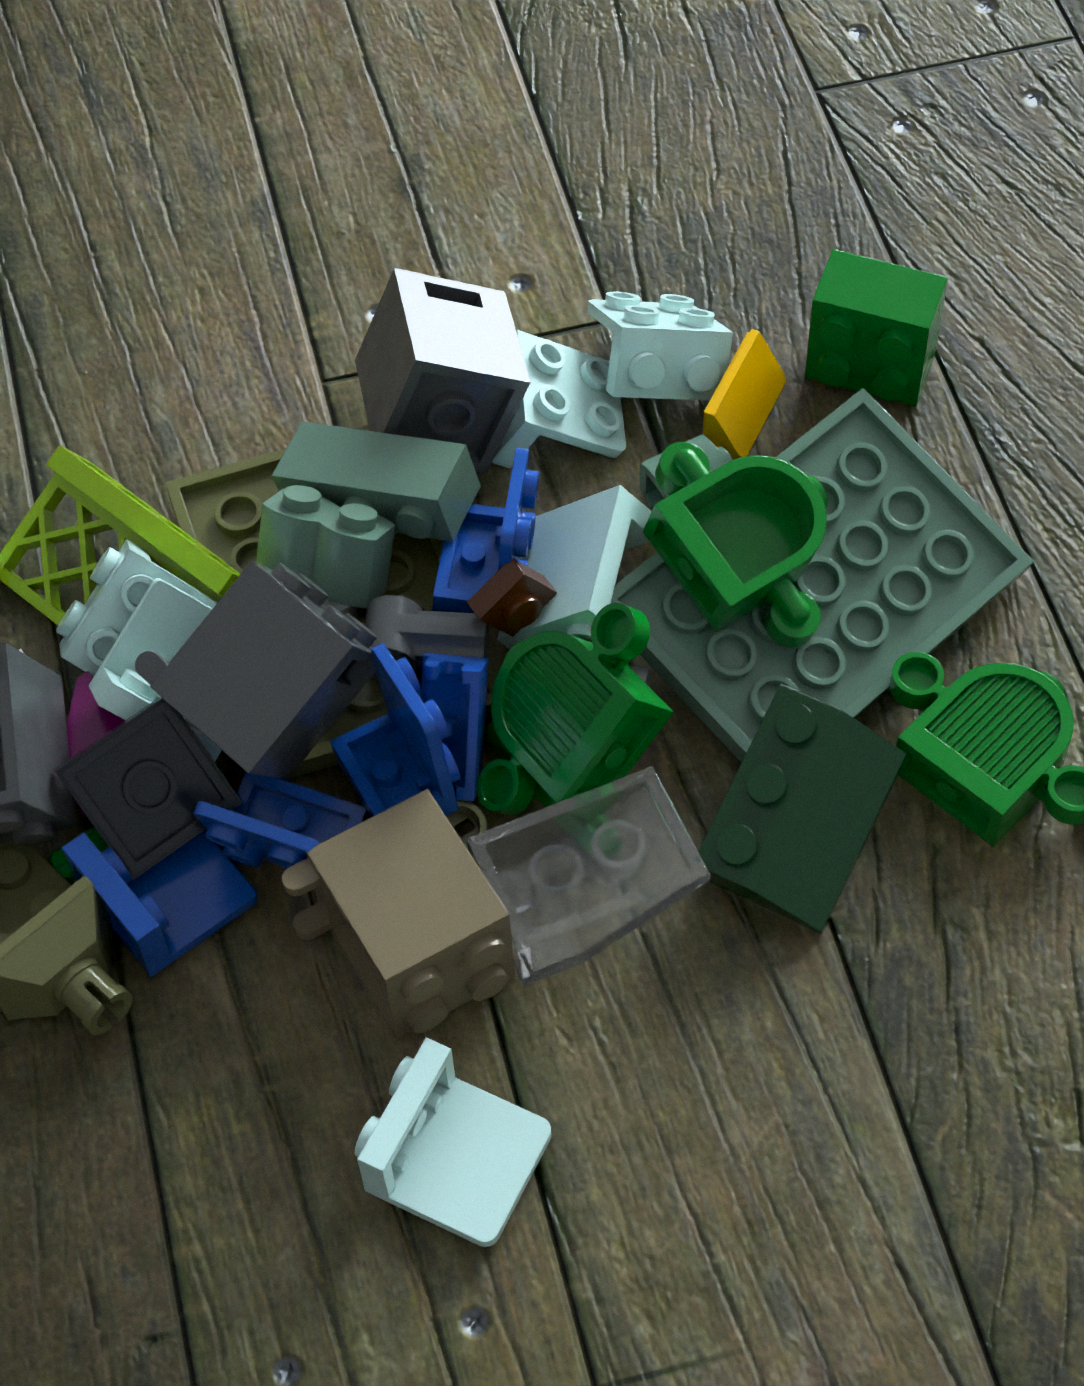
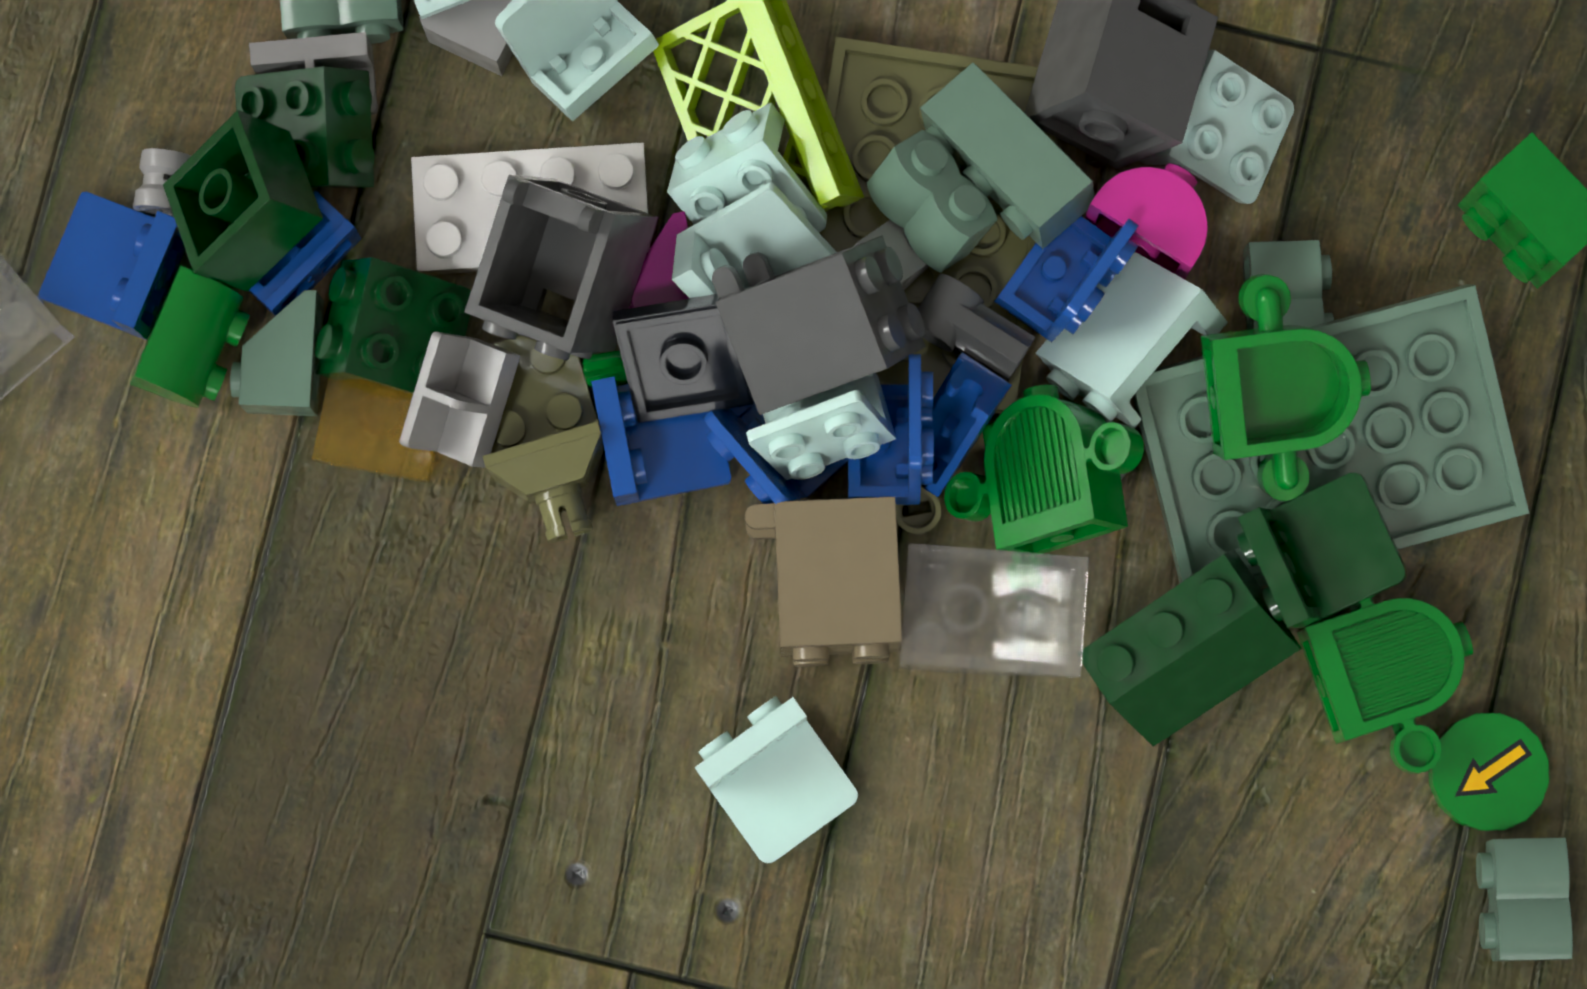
camera: 25 degrees right, 25 degrees up
(321, 765) = (824, 429): none -> light aqua bracket
(512, 597) = (1058, 344): reddish brown plate -> none
(557, 448) = (1164, 207): none -> dark pink brick
(662, 347) = (1342, 119): light aqua bracket -> none
(744, 397) = (1384, 210): yellow slope -> none
(872, 654) = (1321, 551): none -> dark green bracket

